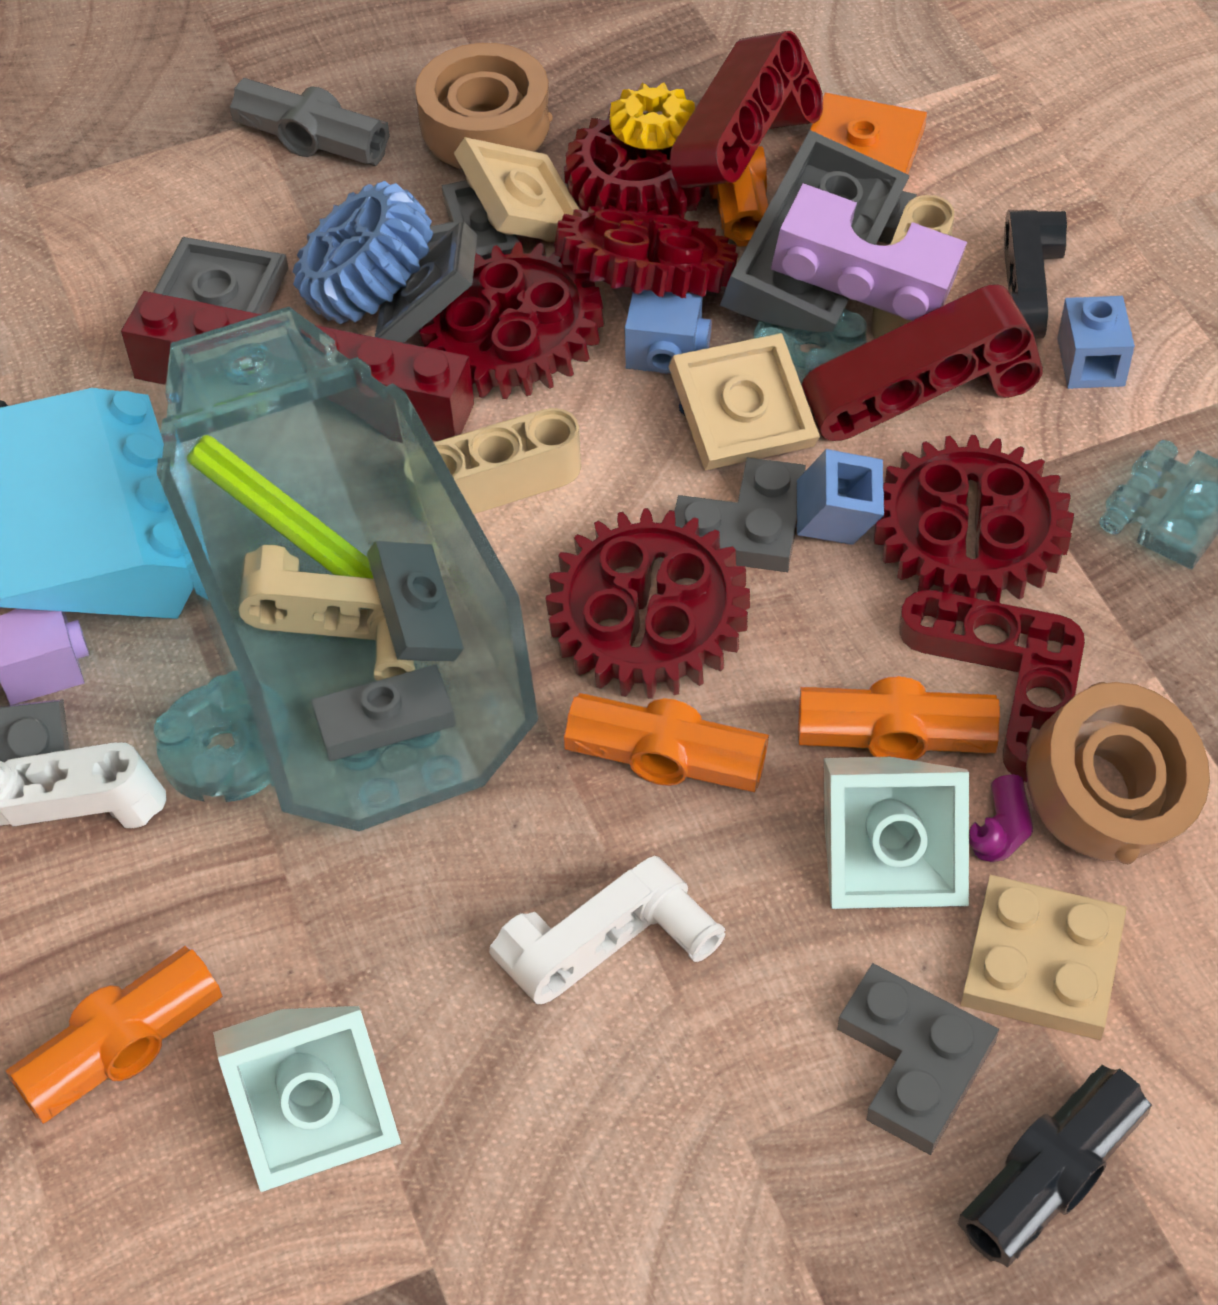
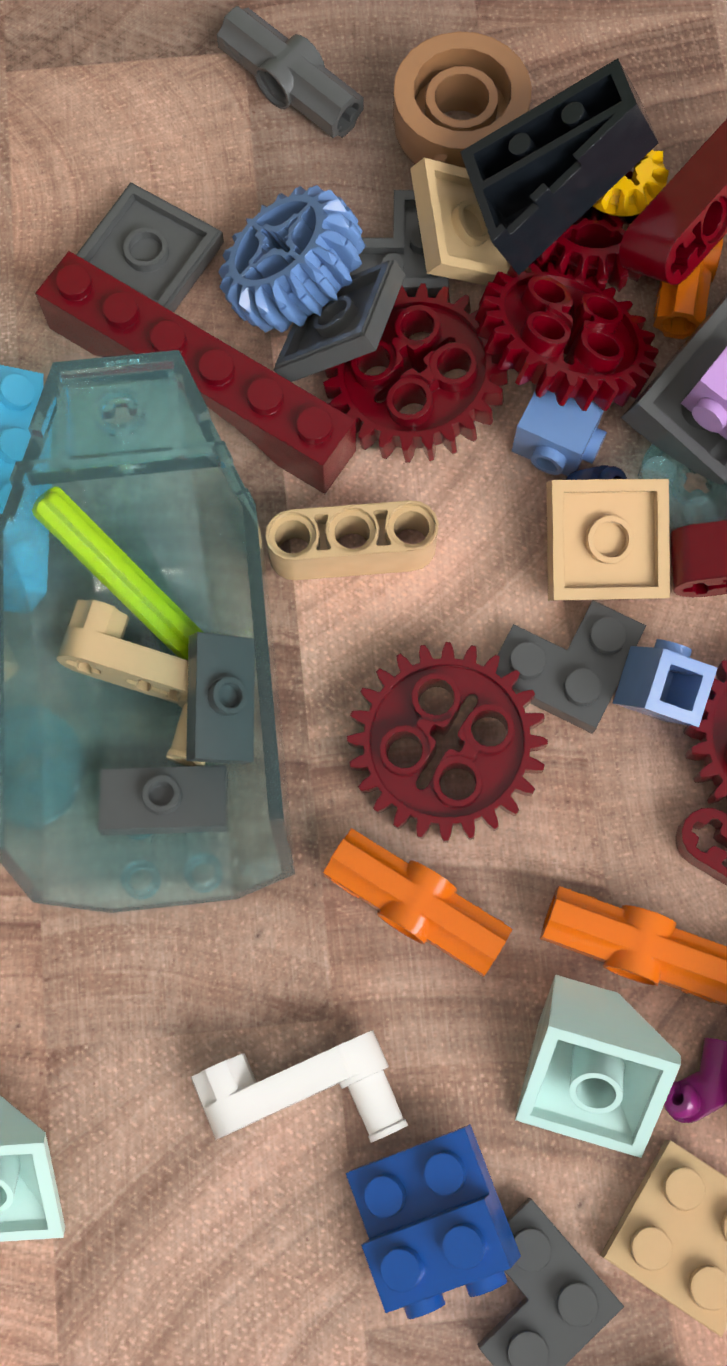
camera: 15 degrees right, 20 degrees up
(591, 106) = (557, 162): none -> black wedge
(780, 1002) = (433, 1223): none -> blue plate

